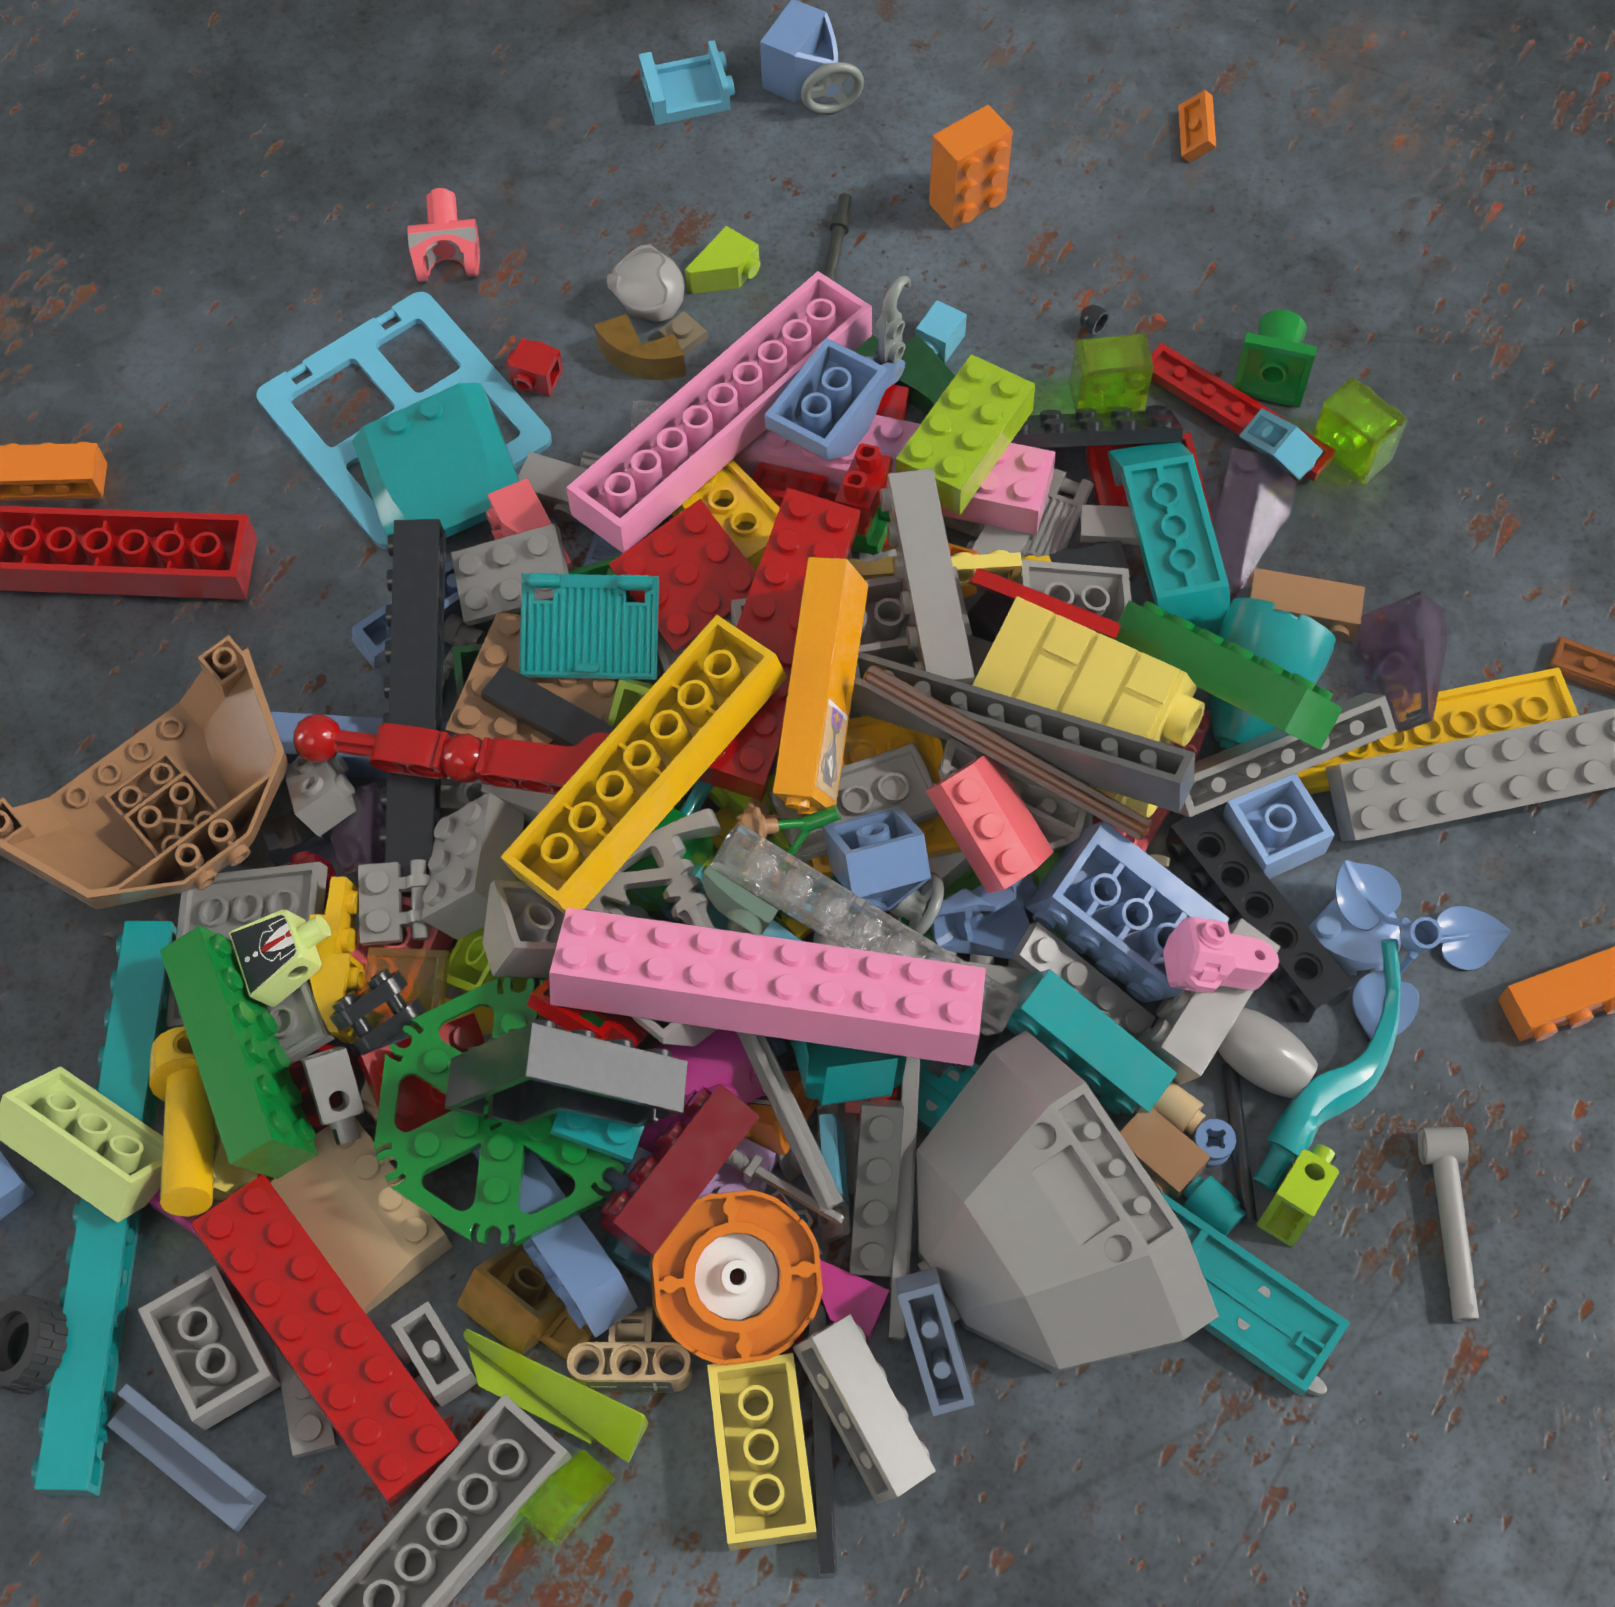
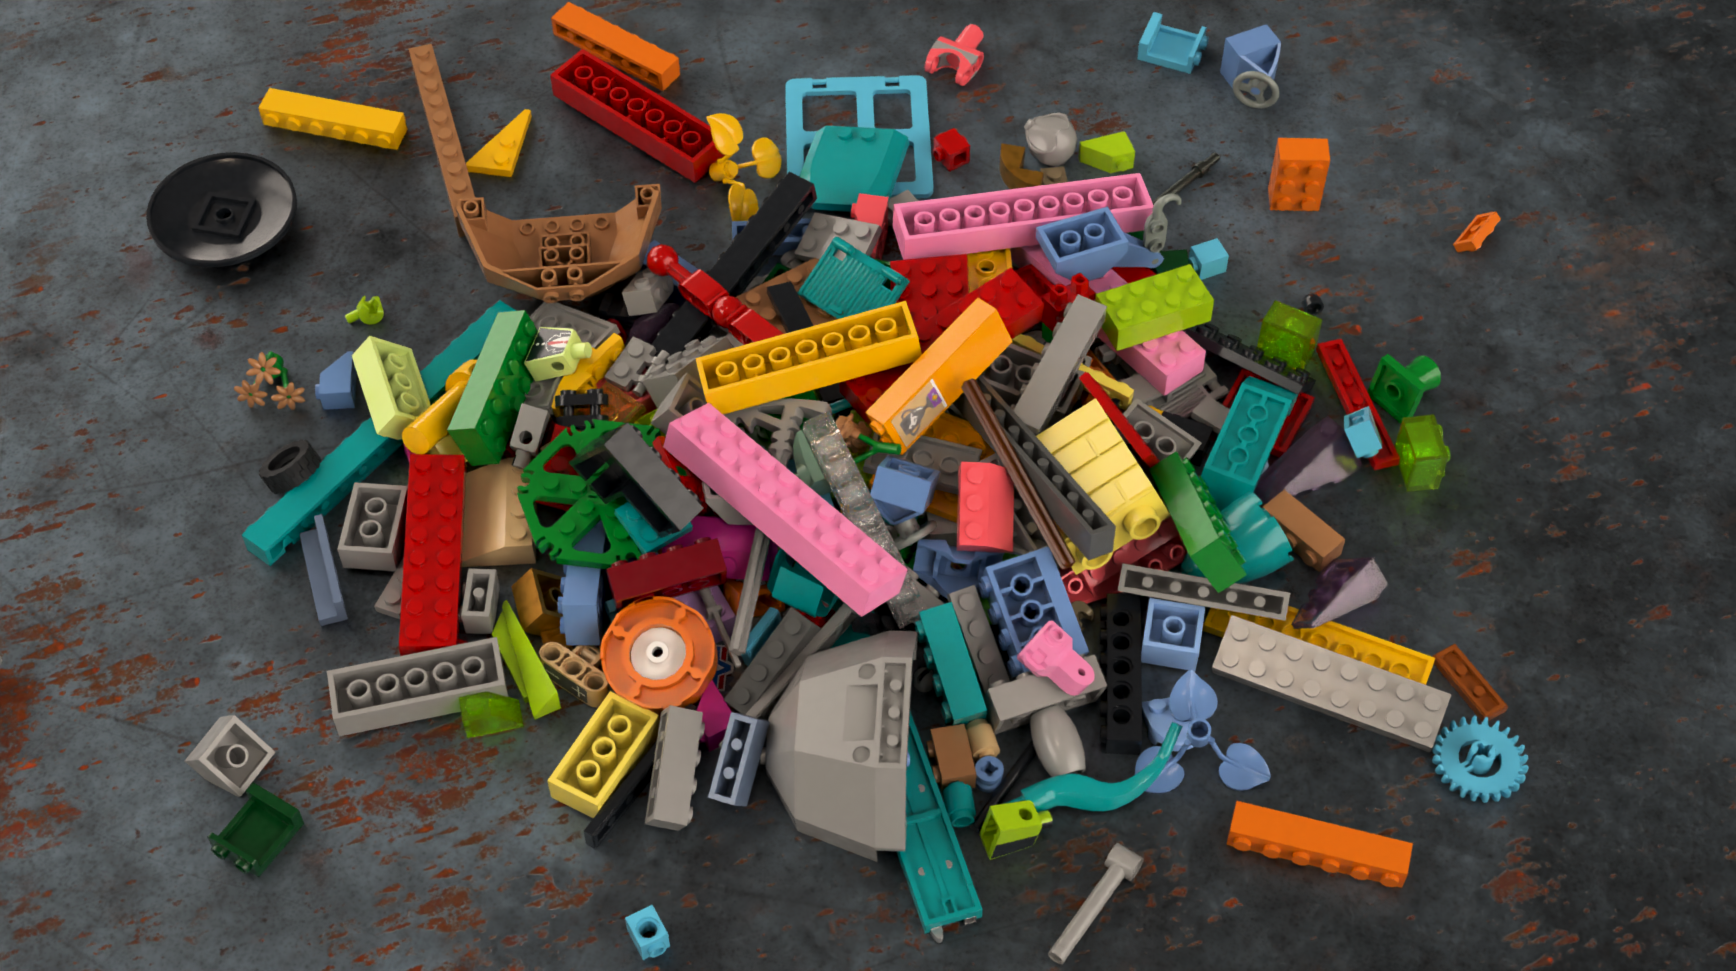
camera: 35 degrees right, 10 degrees down
(267, 518) = (726, 135): none -> yellow plant

